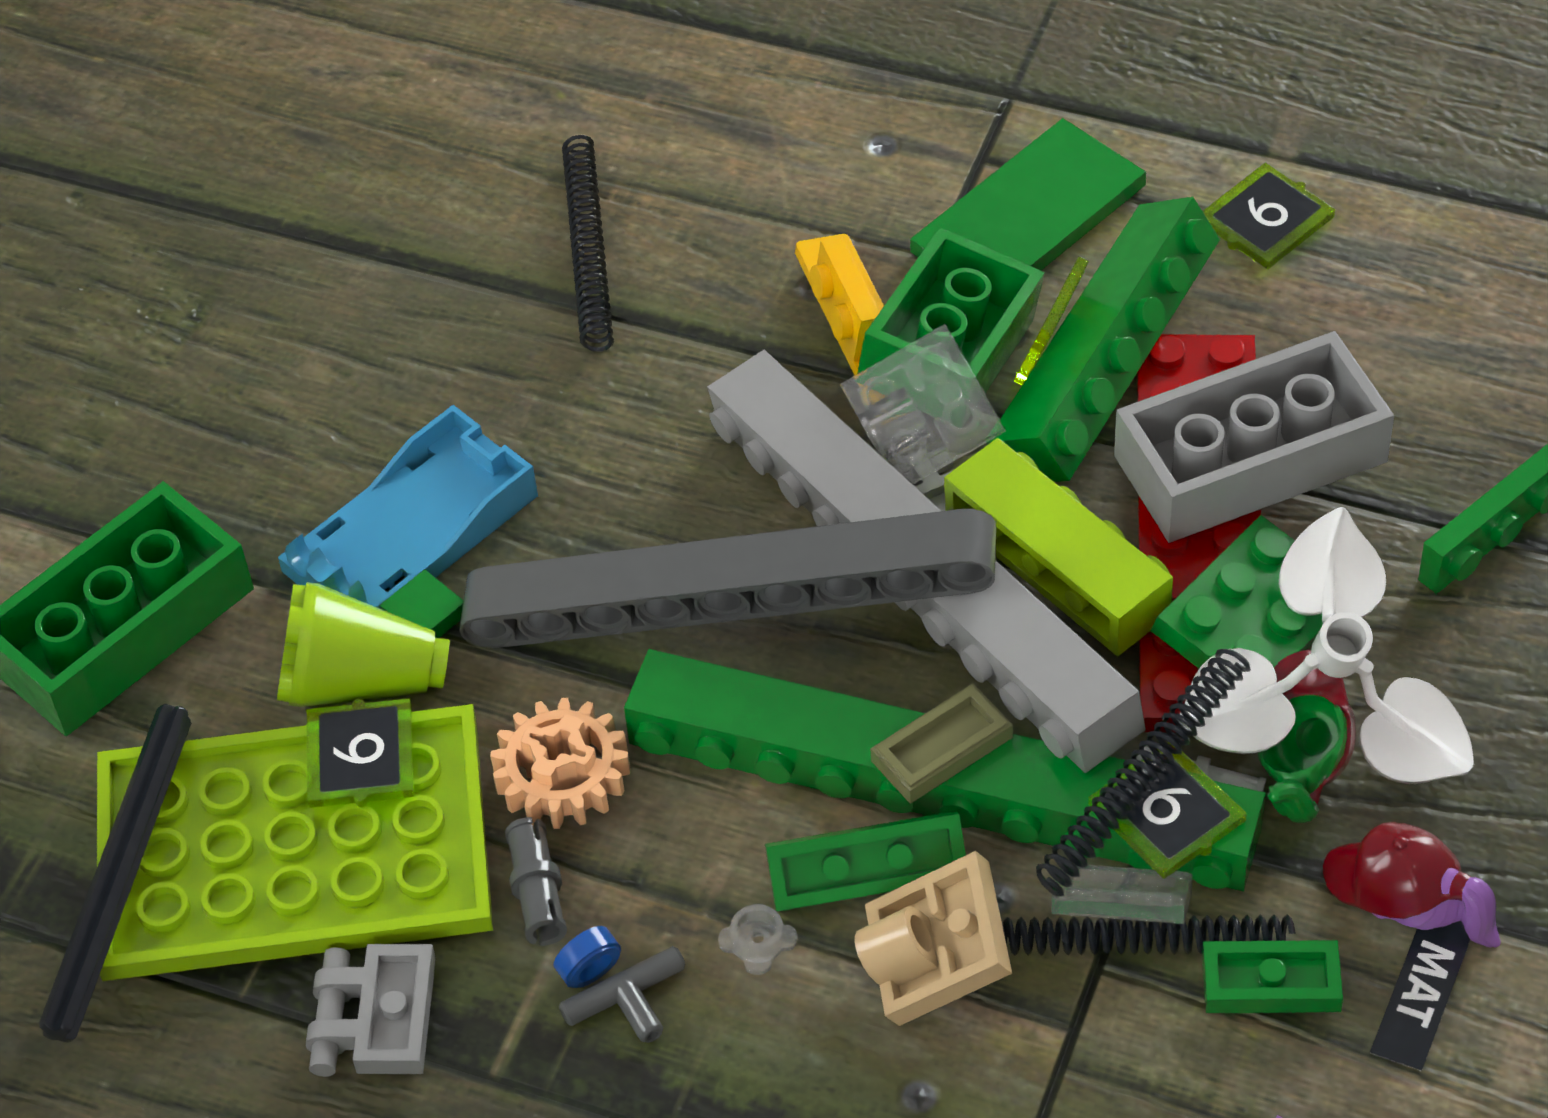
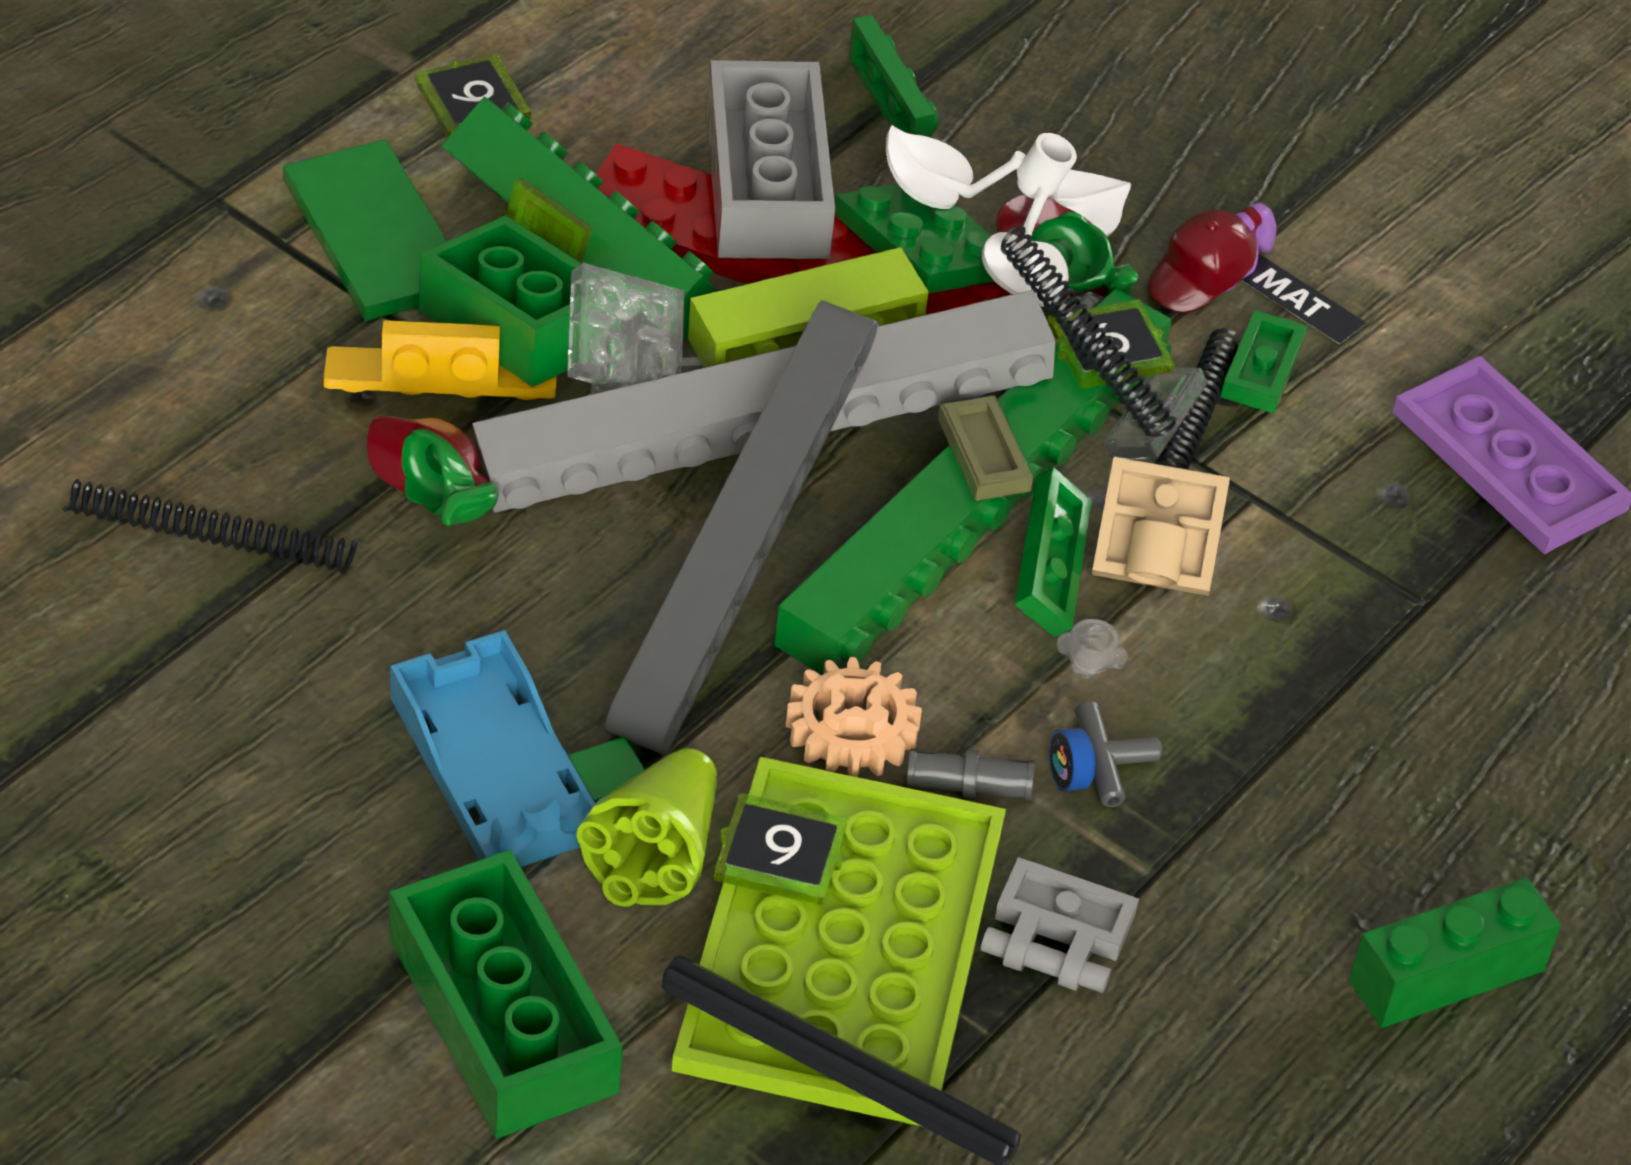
camera: 80 degrees left, 5 degrees down
(705, 355) = (432, 466): none -> green hair

